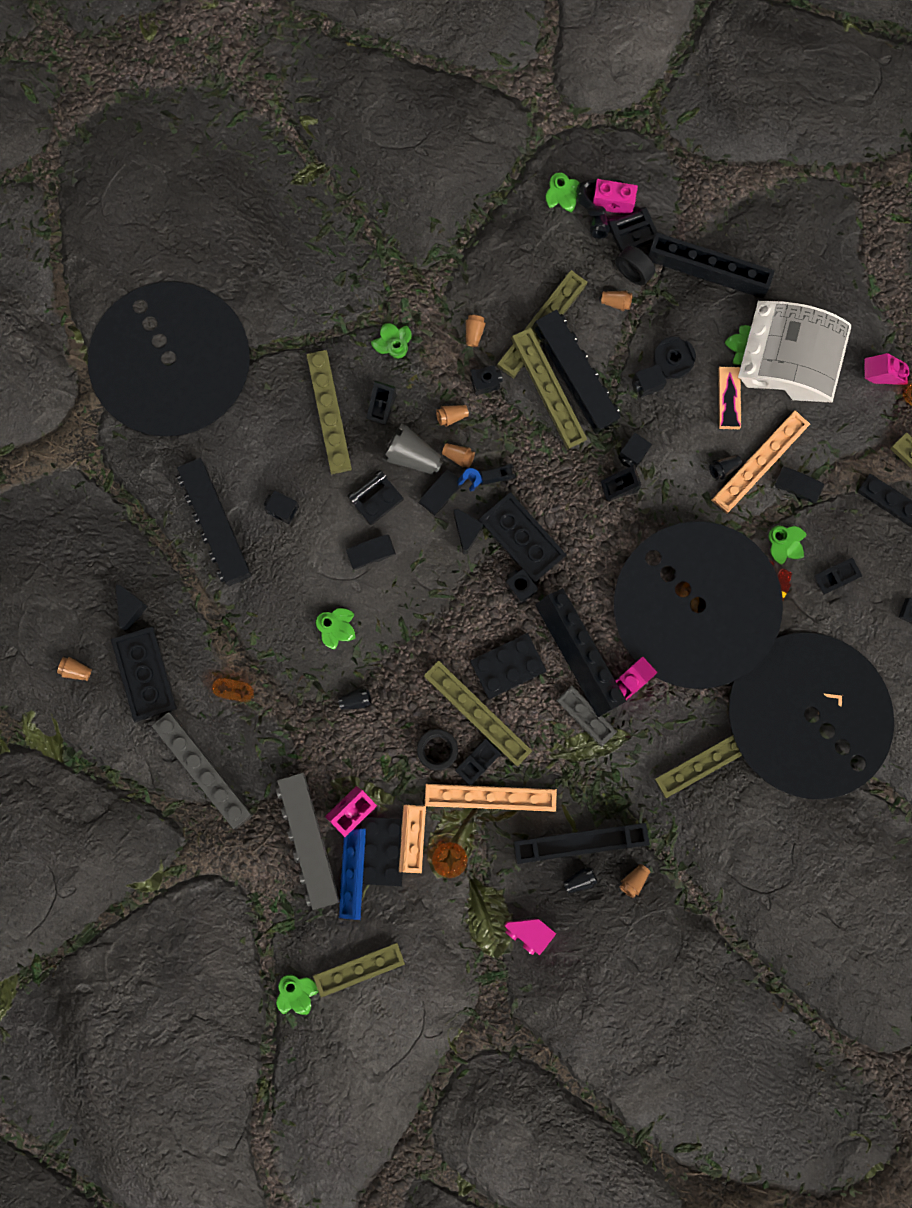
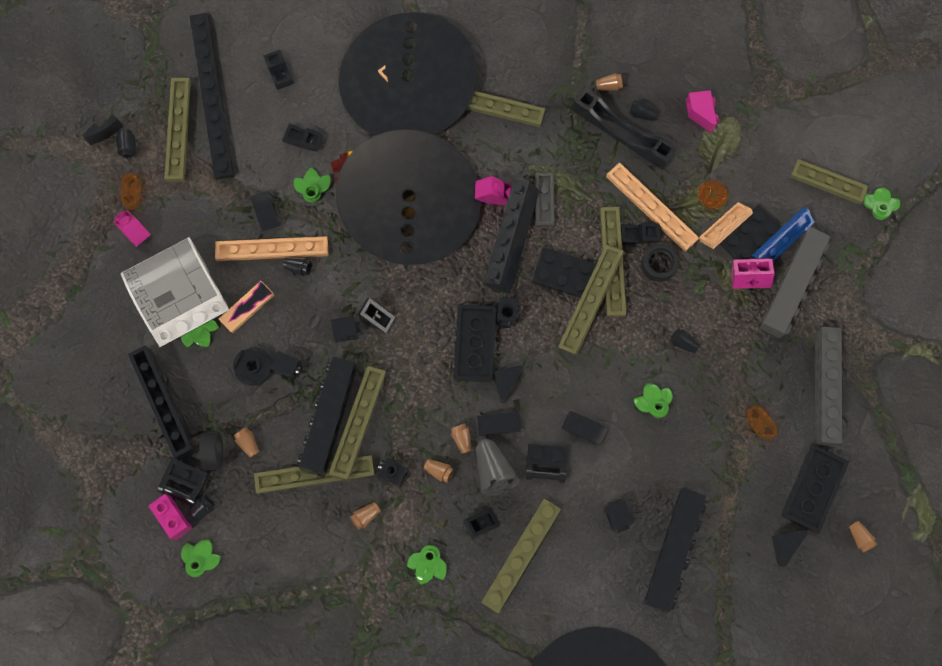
camera: 130 degrees left, 5 degrees down
(463, 660) = (591, 299): none -> olive plate
(486, 476) = (459, 404): black piece -> none
(583, 200) = (182, 547): black helmet -> none

